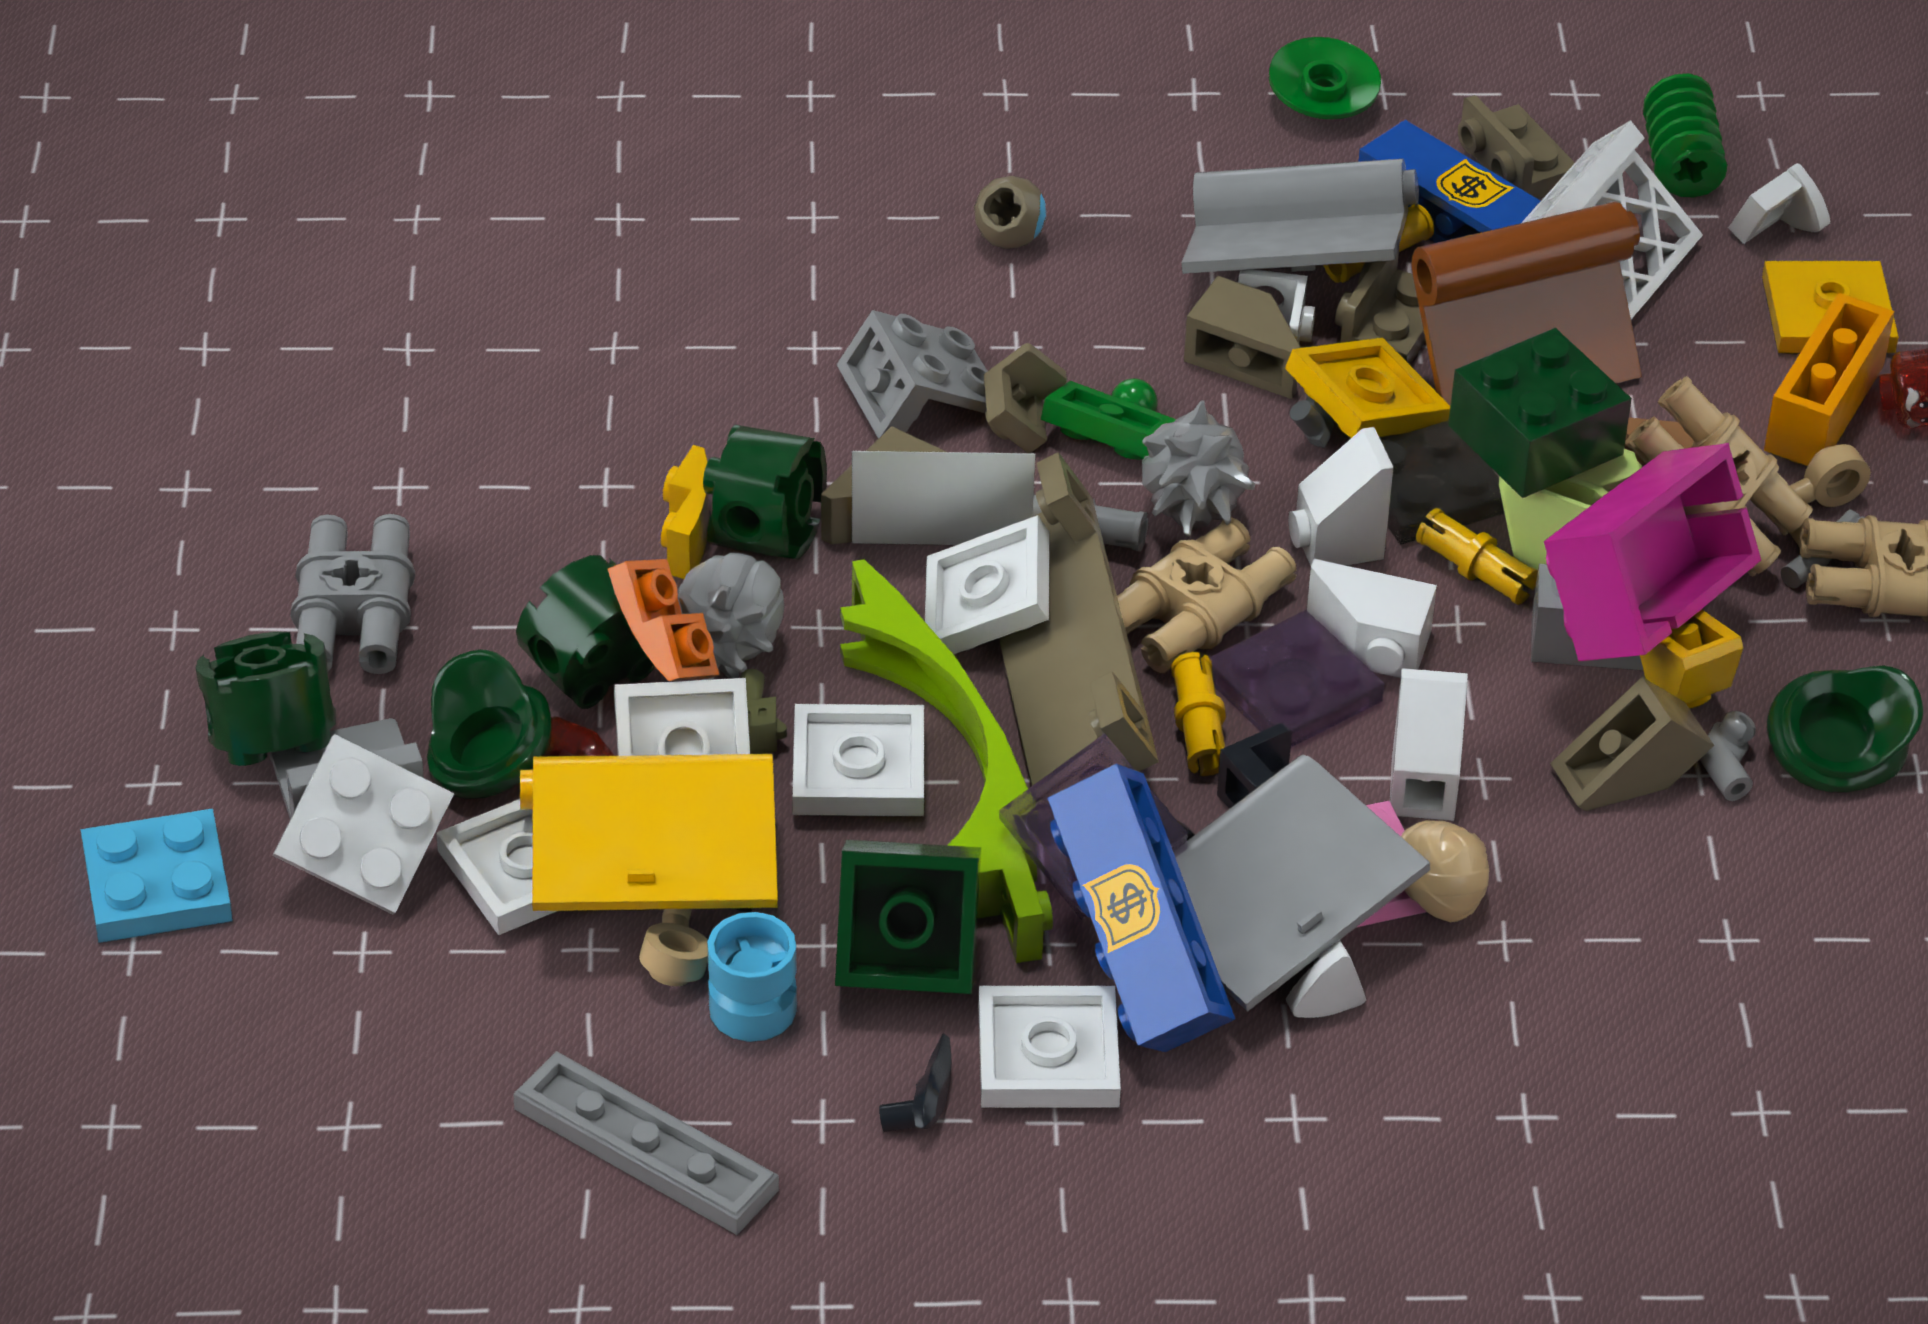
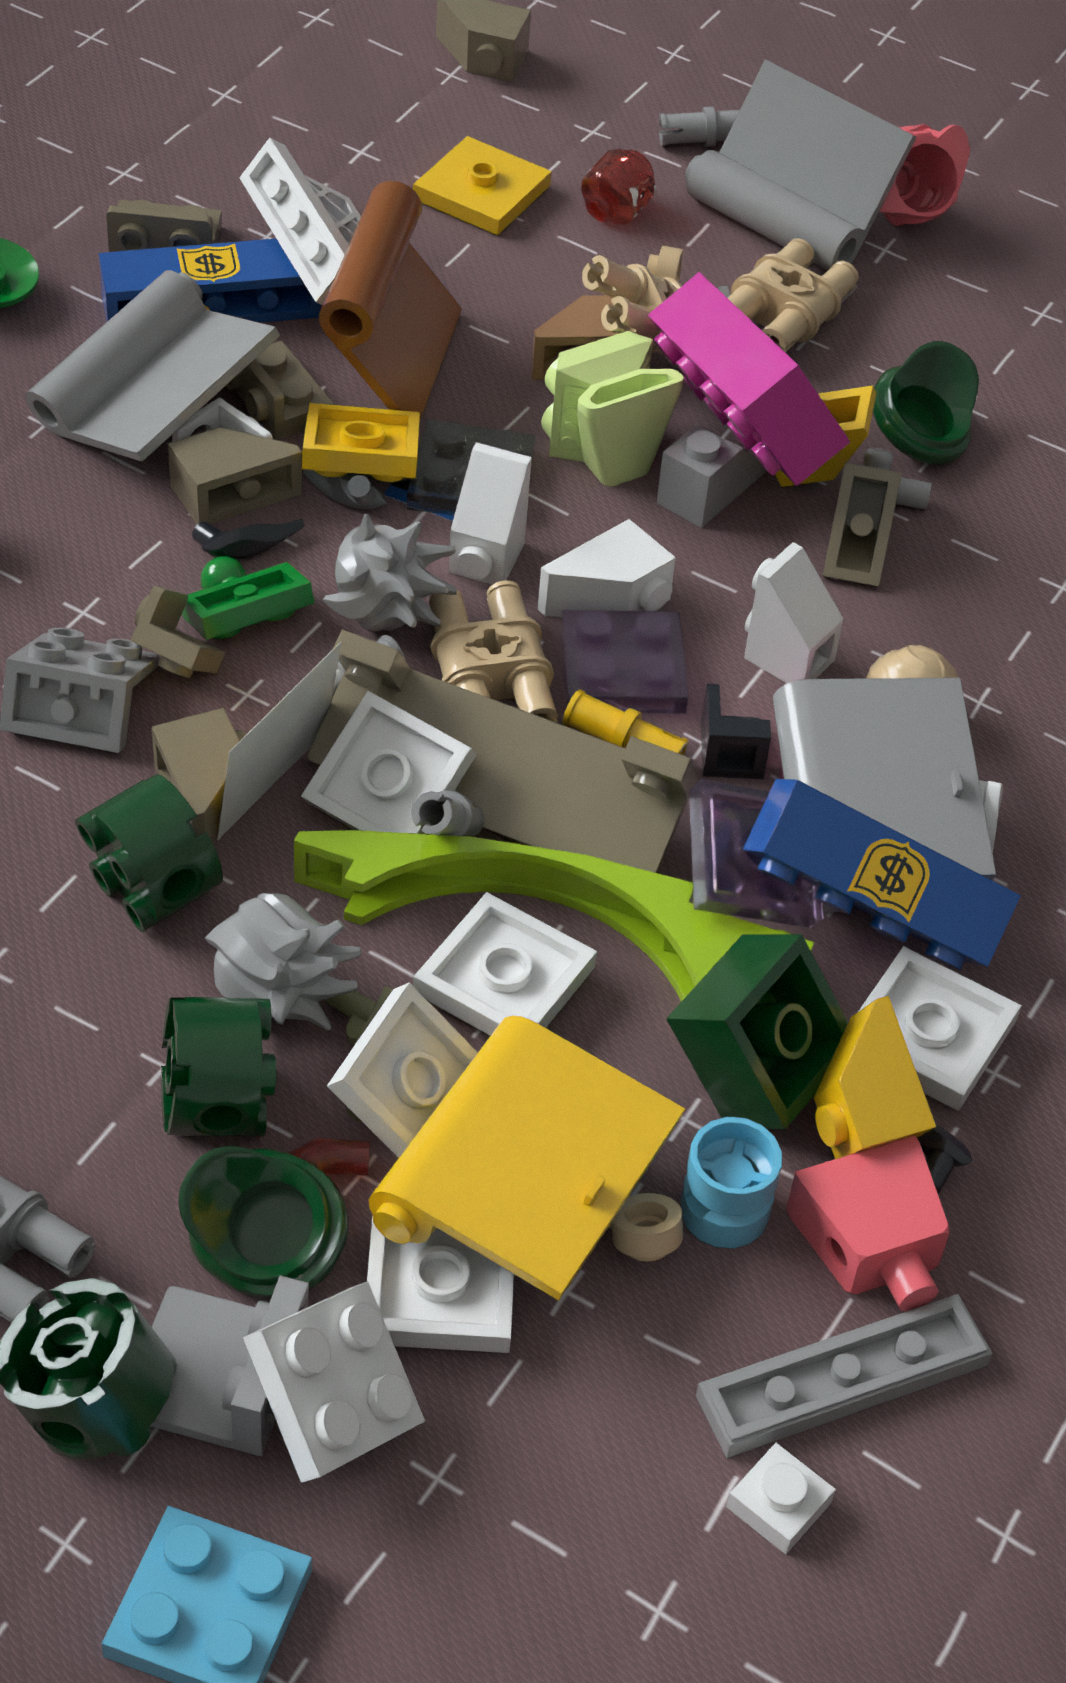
camera: 60 degrees left, 5 degrees up
(496, 1149) = (780, 1498): none -> white plate
(671, 640) = (315, 1005): orange slope -> none
(688, 517) = (103, 916): yellow slope -> none
(805, 1088) = (874, 1220): none -> coral torso
(910, 1008) = (871, 1086): none -> yellow slope
(965, 634) = (447, 814): none -> light grey pin
(1186, 389) = (244, 540): none -> black bar
(1477, 556) = (585, 488): yellow pin -> none
(1539, 412) = (573, 343): dark green brick -> none
(1685, 135) = (237, 134): green piece -> none
(1787, 197) = (365, 143): white tile -> none
(1829, 379) = (579, 211): light orange brick -> none

